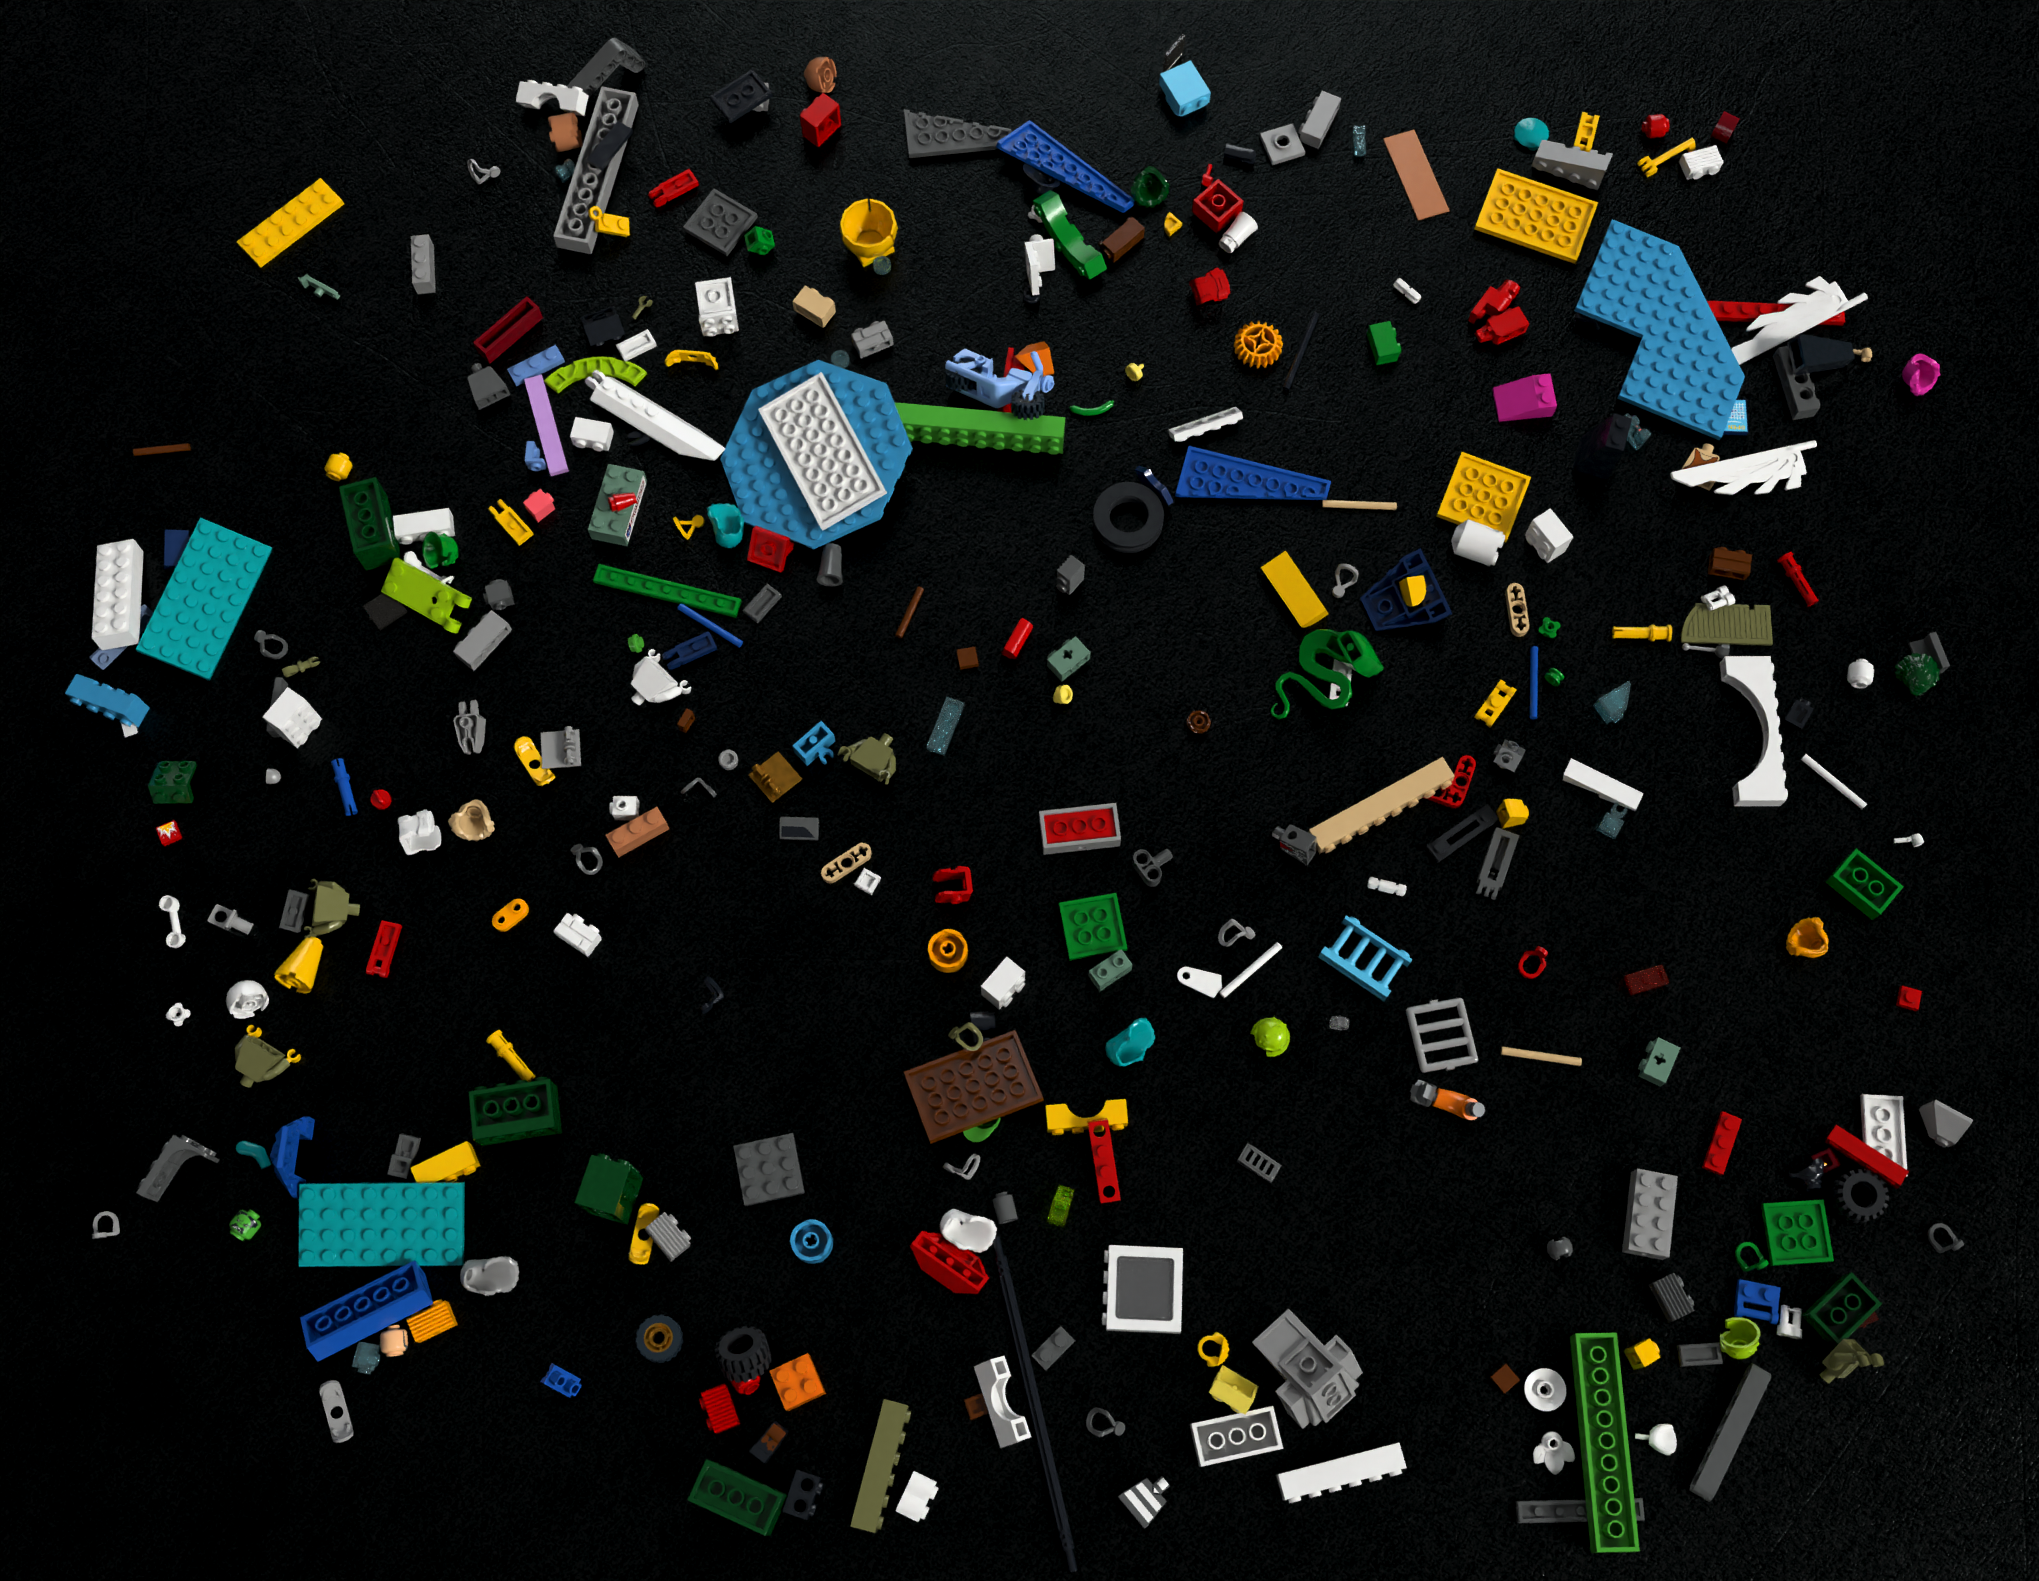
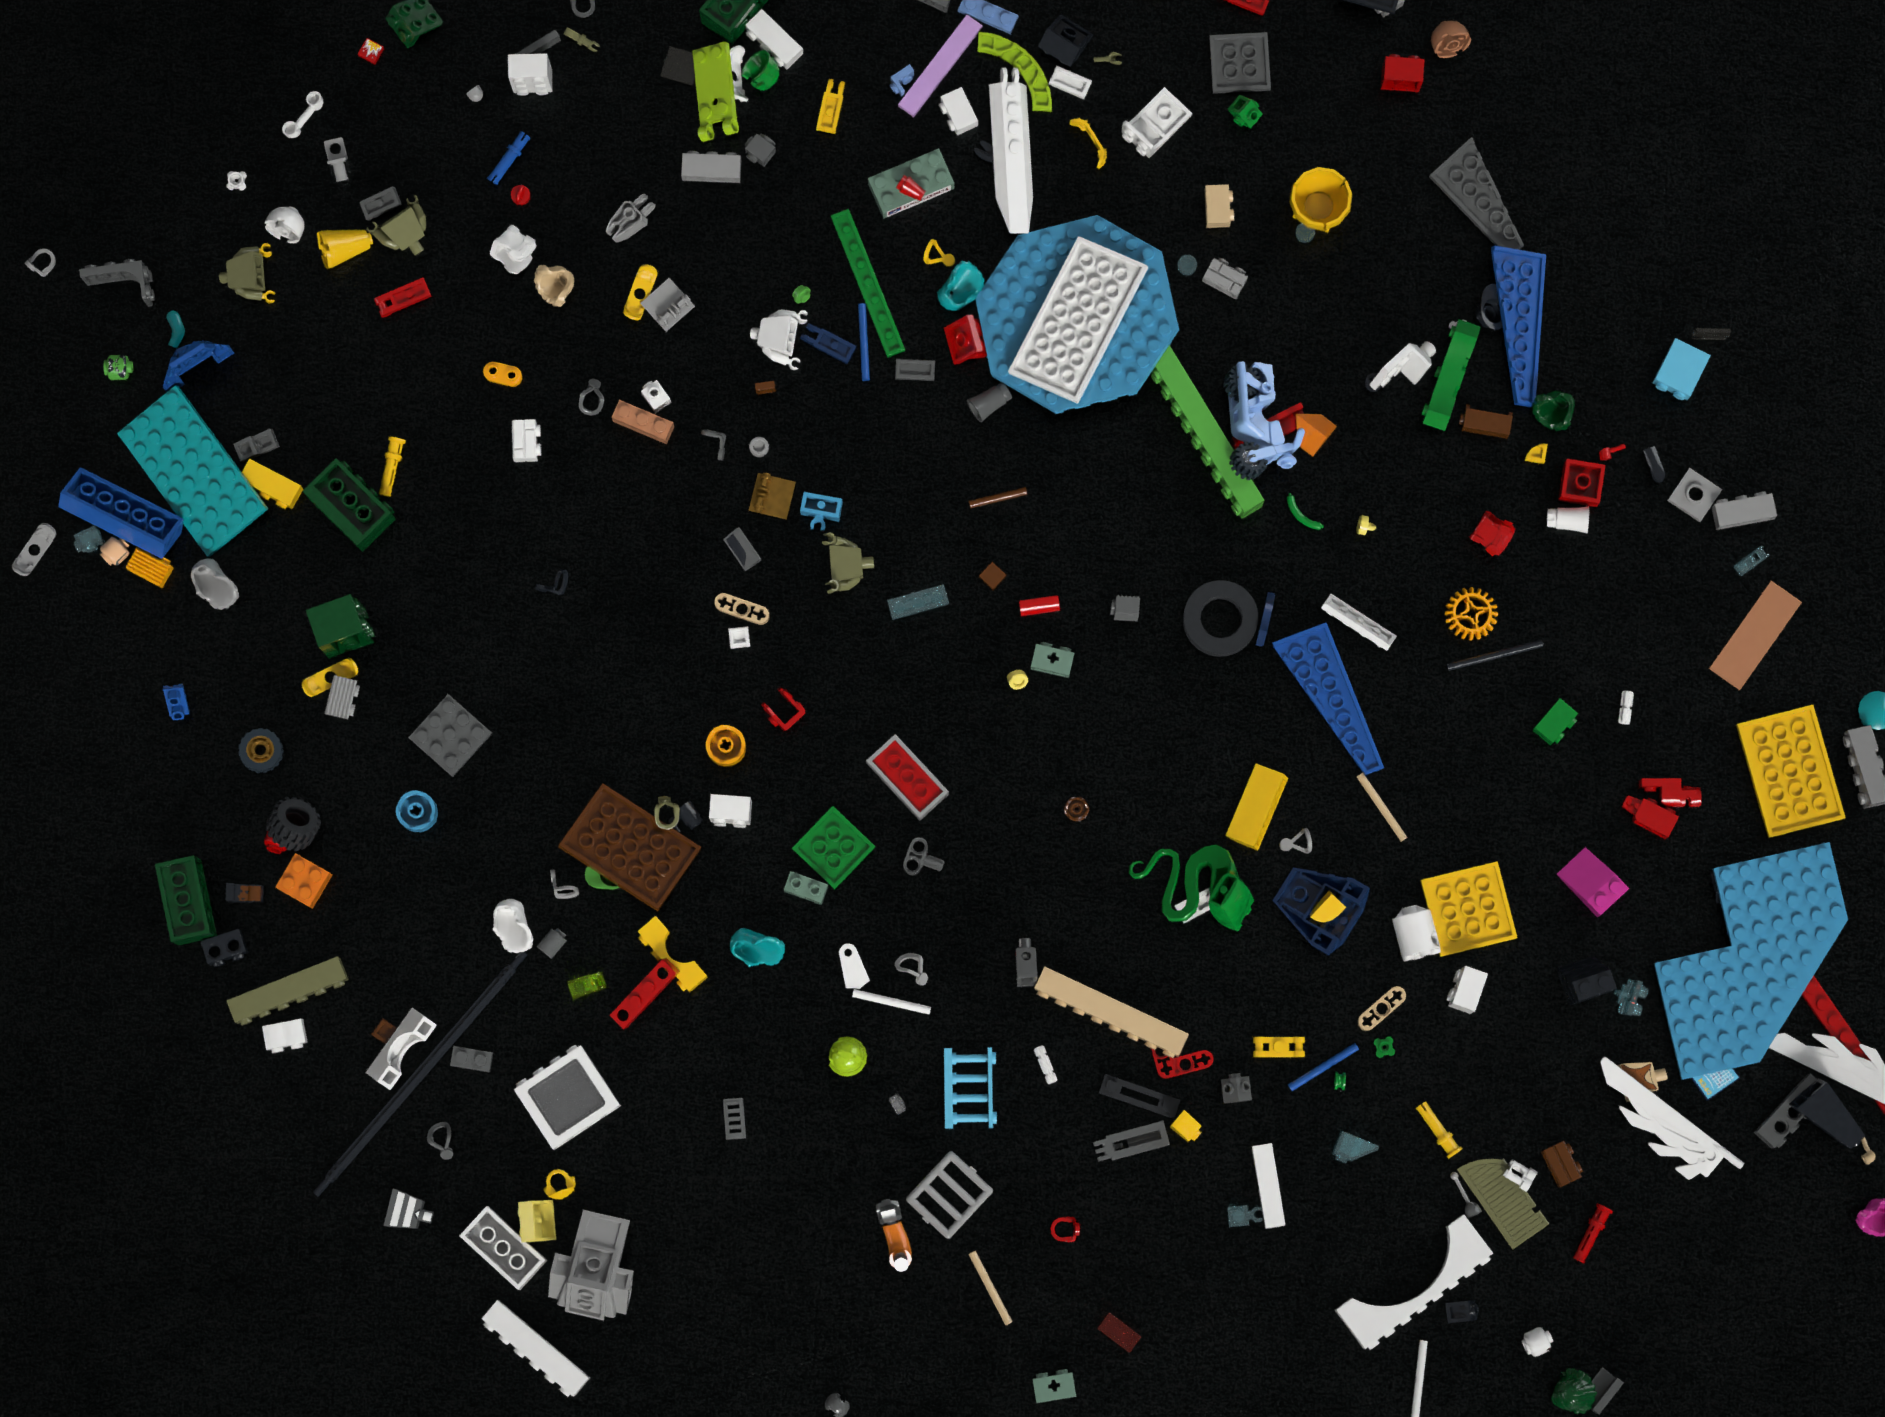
camera: 55 degrees right, 10 degrees up
(539, 504) = (863, 118): coral brick -> none
(719, 1409) = (242, 836): red brick -> none
(952, 1267) = (476, 939): red wedge -> none

